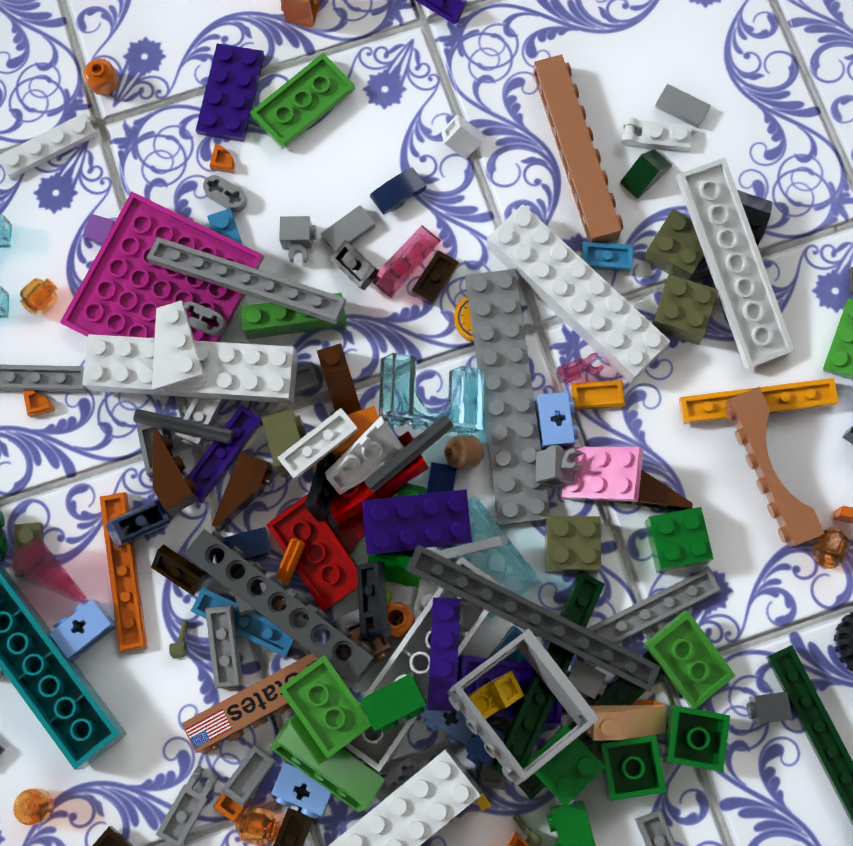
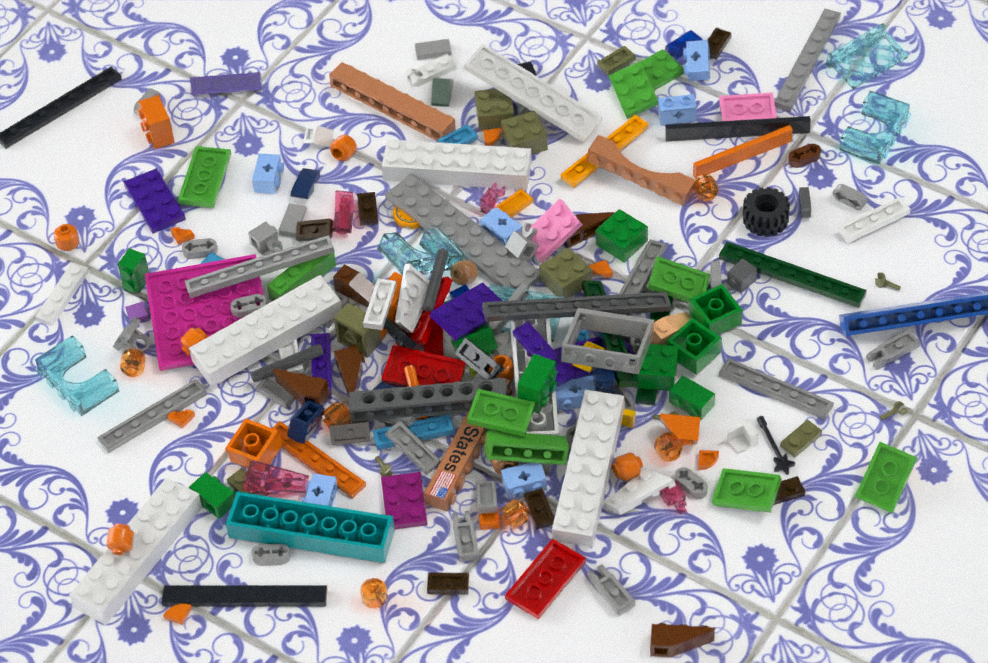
camera: 40 degrees left, 25 degrees down
(59, 260) = (130, 335): none -> light grey tile
(66, 510) = (254, 443): none -> orange brick
(110, 322) = (191, 338): none -> orange head
(124, 176) = (132, 270): none -> green brick
(165, 703) = (404, 500): none -> magenta plate
(174, 348) = (253, 317): white wing -> none
(180, 534) = (336, 414): none -> clear orange head
(368, 147) = (267, 173): none -> light blue brick
(473, 173) = (343, 147): none -> orange head
(621, 564) = (602, 269): none -> orange tile
(649, 279) = (491, 136): none -> orange tile
(738, 684) = (715, 271): none -> light grey beam

